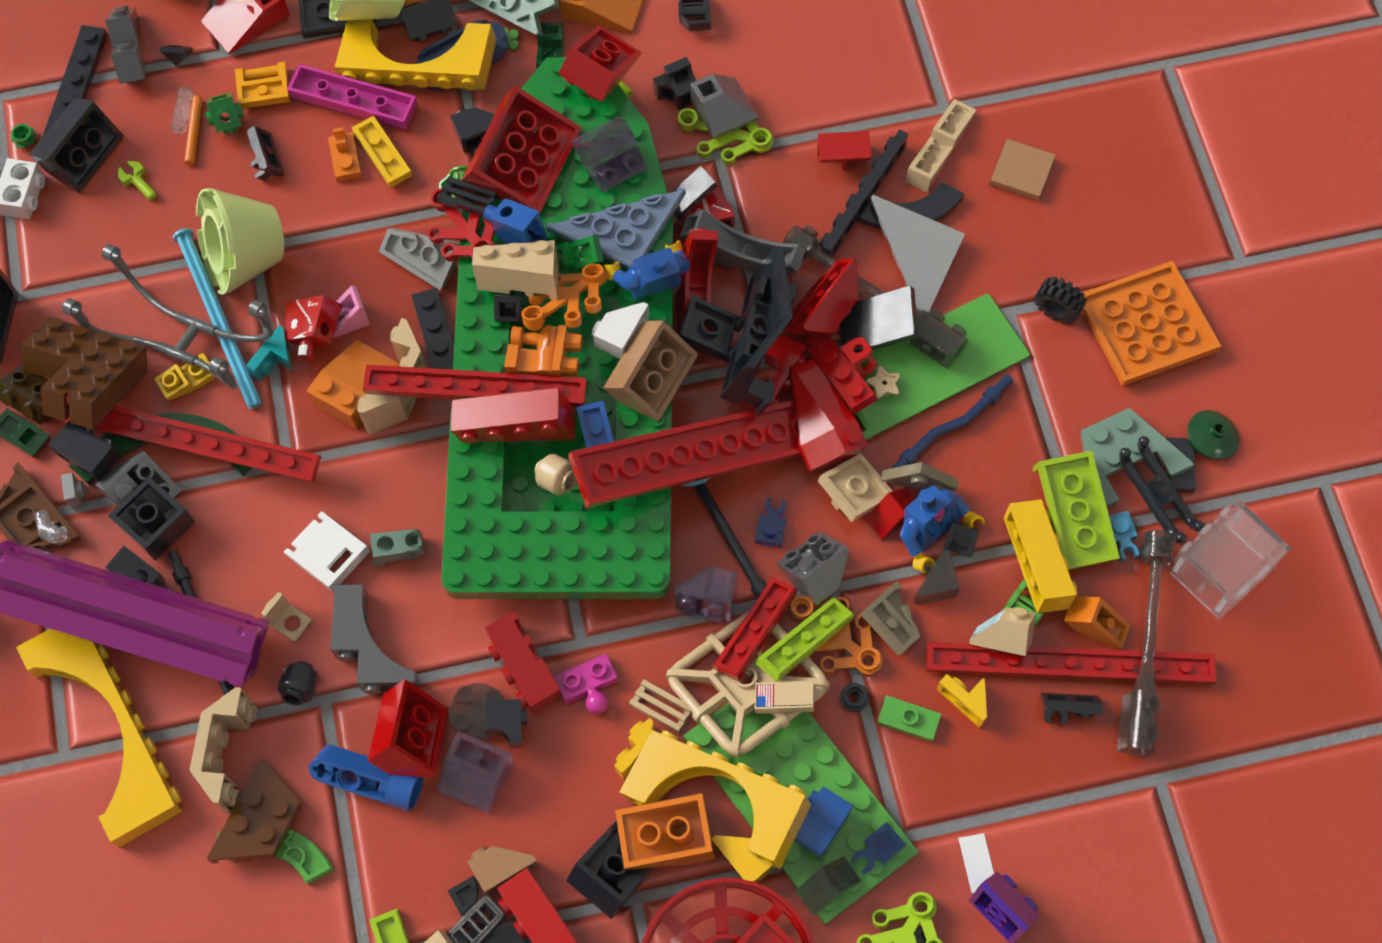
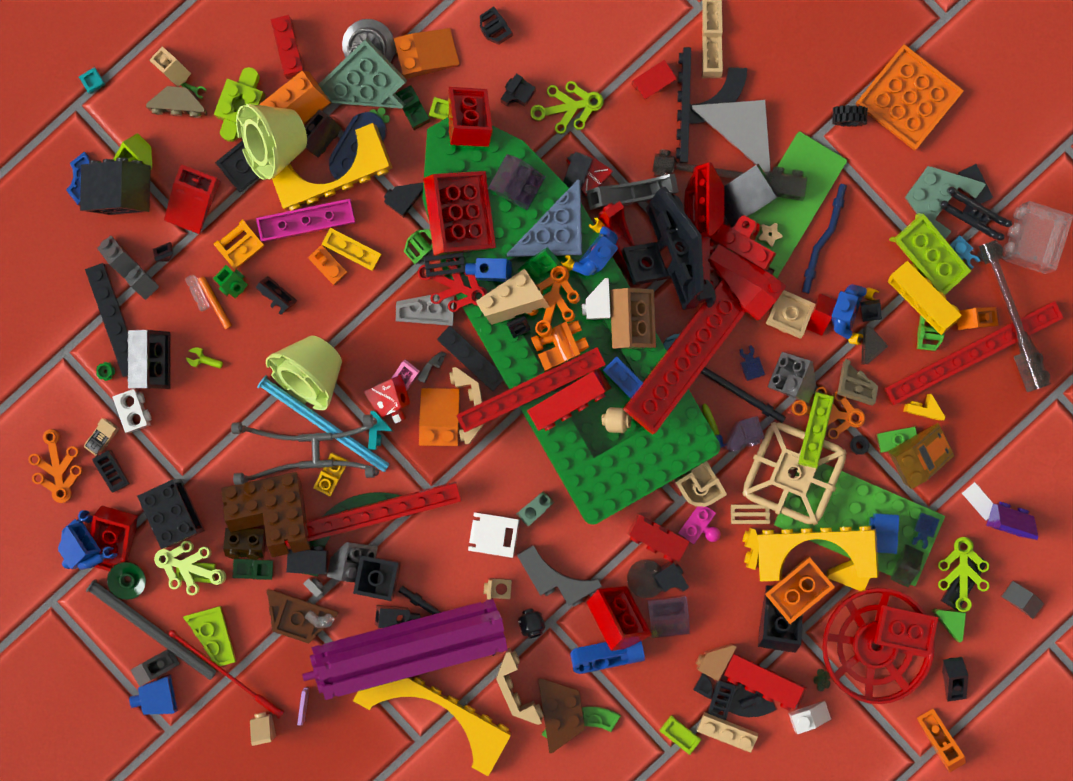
camera: 35 degrees left, 20 degrees up
(380, 318) = (436, 361): none -> dark grey slope
(616, 628) = (700, 486): none -> tan brick
(679, 569) = (710, 419): none -> lime piece
(721, 104) = (558, 92): flat silver slope -> none
(755, 629) = (782, 439): red tile -> none
(784, 697) = (826, 475): tan tile -> none
(919, 477) = (828, 288): dark tan wing -> none
(929, 752) = (921, 456): none -> pearl gold slope
(1006, 631) = (928, 358): tan slope -> none
(1022, 169) = (774, 27): medium nougat tile -> none
(1082, 705) = (987, 378): black plate -> none
(1213, 435) = (981, 159): dark green dish -> none

